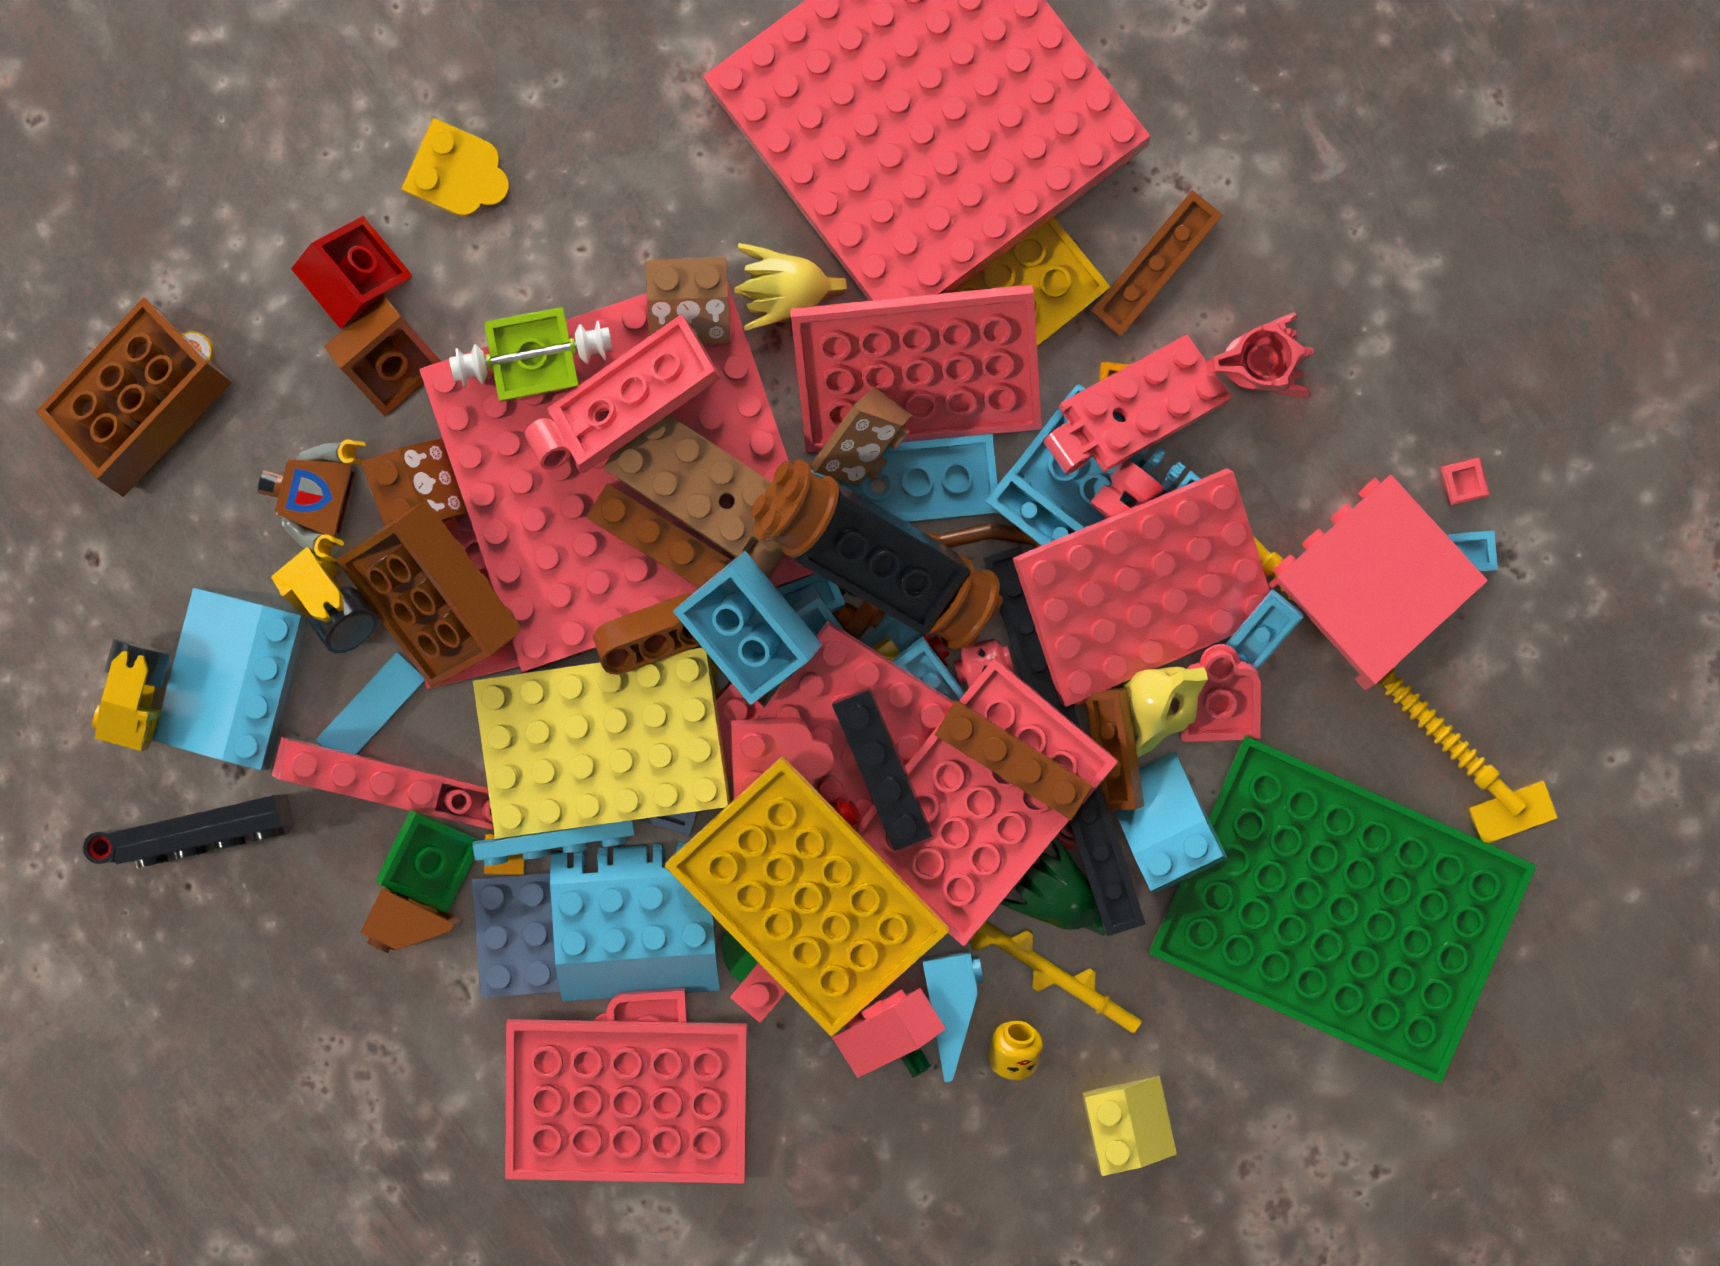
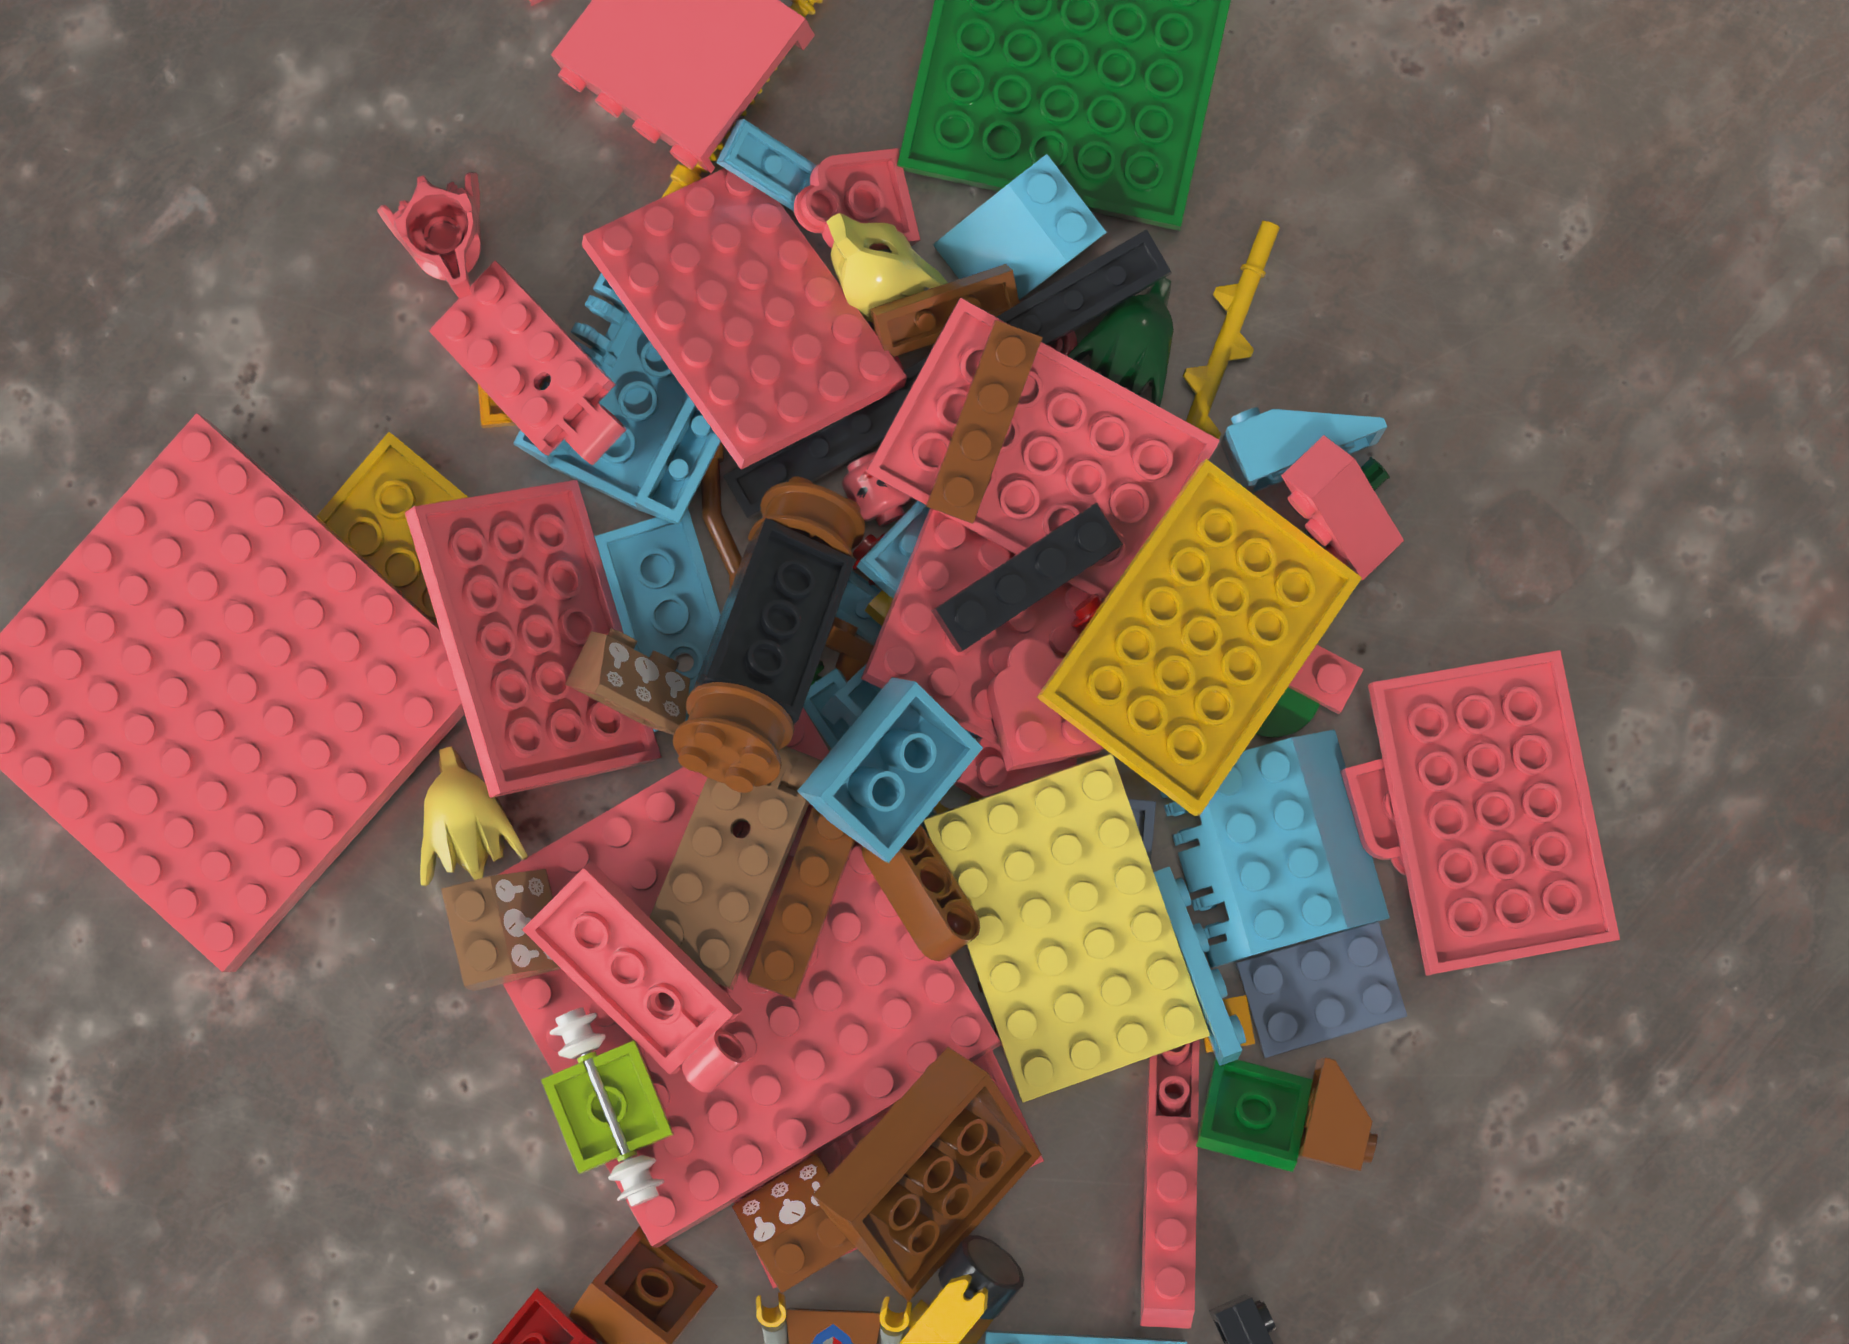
camera: 105 degrees left, 5 degrees down
(373, 706) = (1079, 1224): medium azure tile -> none
(456, 171) = (397, 1259): yellow plate -> none
(1015, 1050) = (1330, 359): yellow head -> none
(1129, 1125) = (1390, 211): light yellow slope -> none
(1133, 483) = (621, 355): coral wheel -> none
(1156, 263) = (350, 383): dark orange plate -> none

